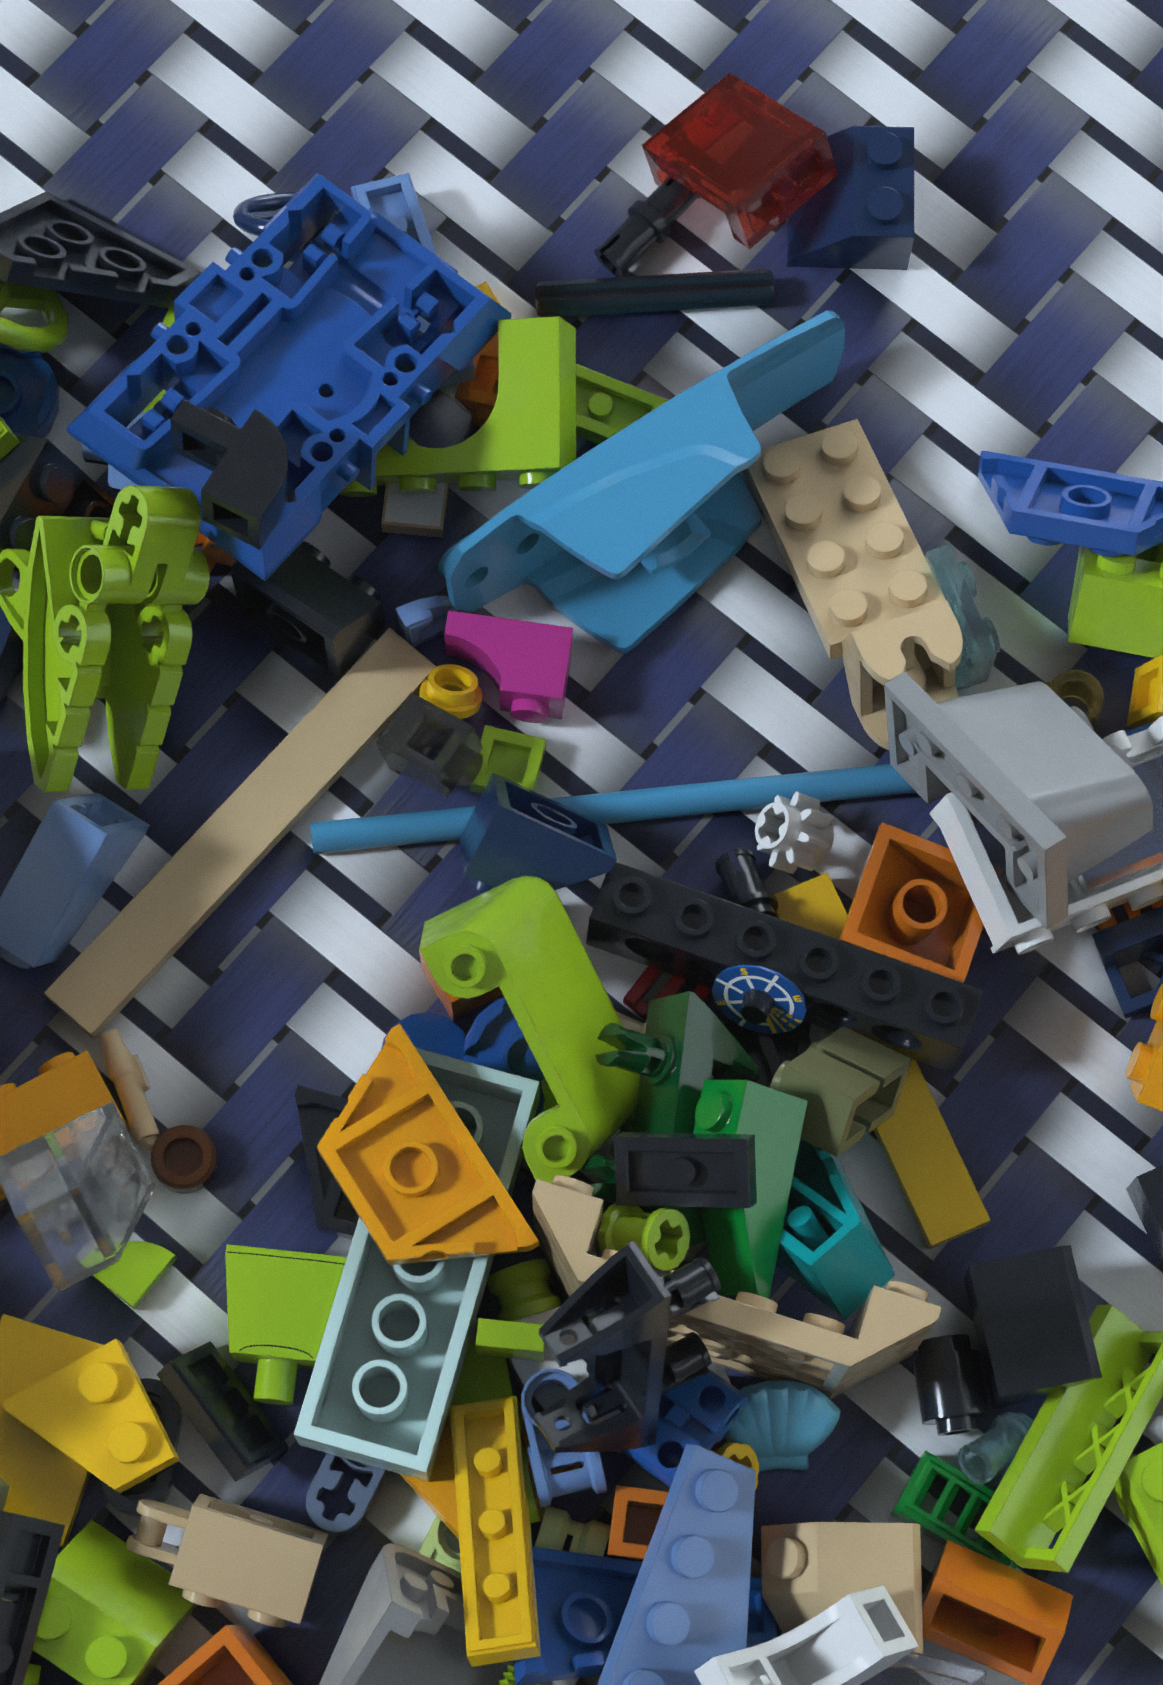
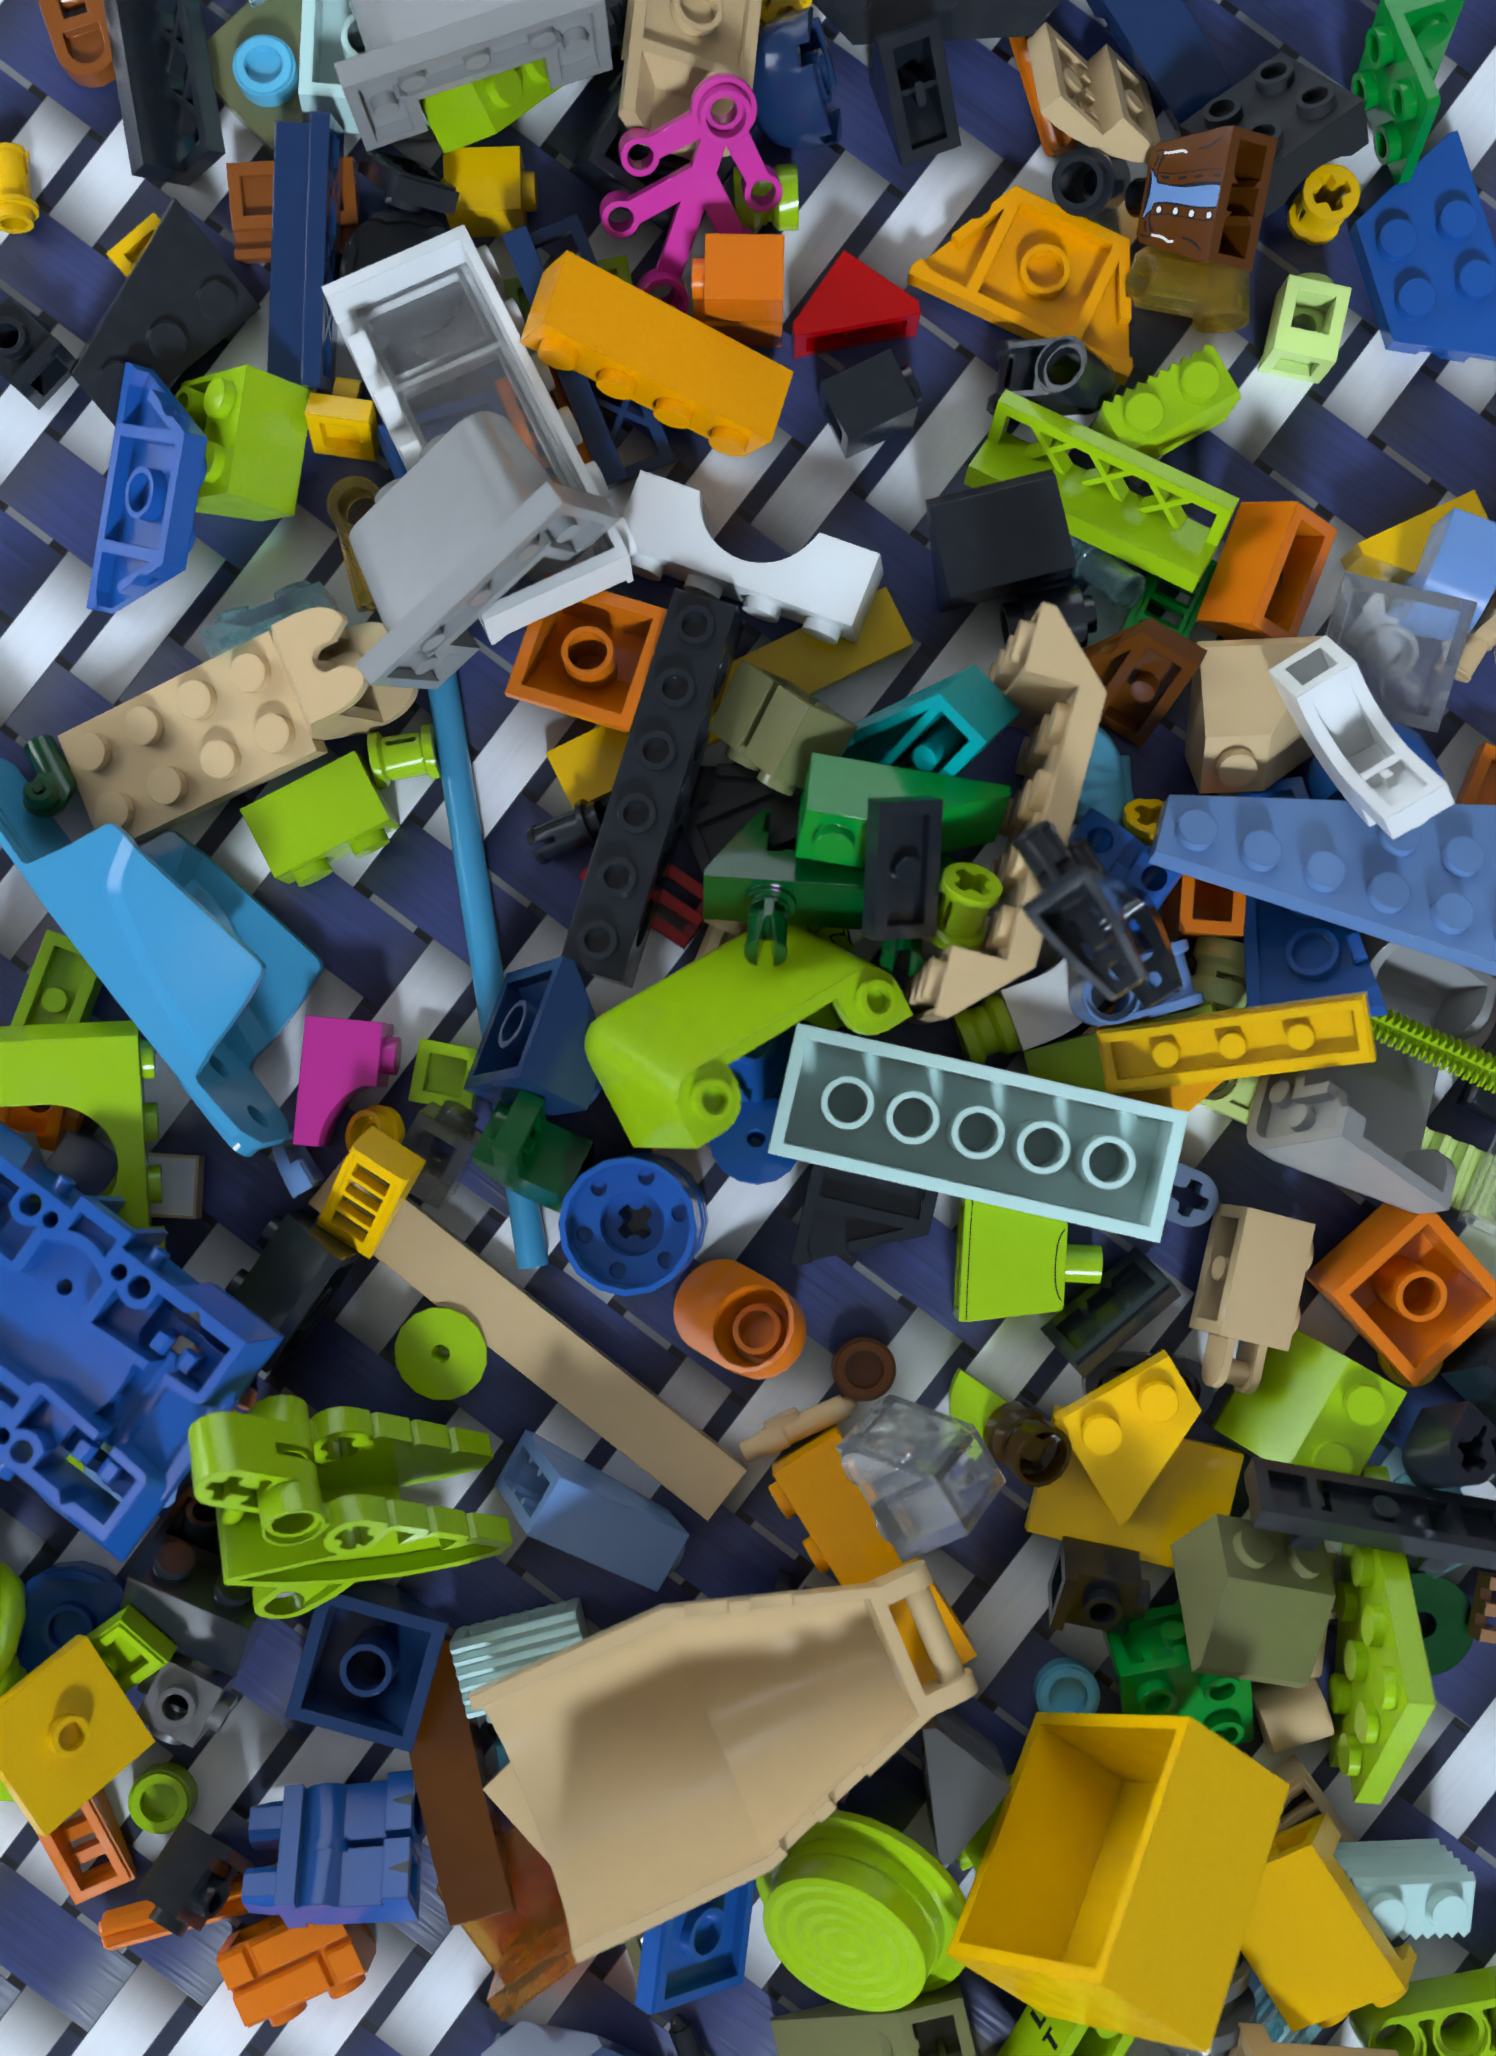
camera: 85 degrees left, 15 degrees up
(81, 1320) = (1027, 1443): none -> dark brown wheel
(232, 745) = (441, 1353): none -> lime piece
(243, 1034) = (740, 1319): none -> orange cap
(246, 465) = (172, 1361): black brick -> none
(357, 896) = (597, 1217): none -> blue wheel
(417, 1167) = (896, 1139): light orange wing -> none
(423, 694) = (389, 1162): none -> yellow slope
(423, 835) = (532, 1153): none -> dark green brick
(509, 1340) = (1047, 1037): lime tile -> none
(759, 999) = (690, 811): blue piece -> none
(766, 656) = (321, 820): none -> lime brick
(794, 832) = (508, 785): white gear -> none
(810, 413) = (54, 781): none -> dark green arm
(827, 734) = (403, 756): none -> lime bush
(884, 1458) = (1142, 676): none -> reddish brown wing
(991, 1144) = (821, 586): none -> white arch

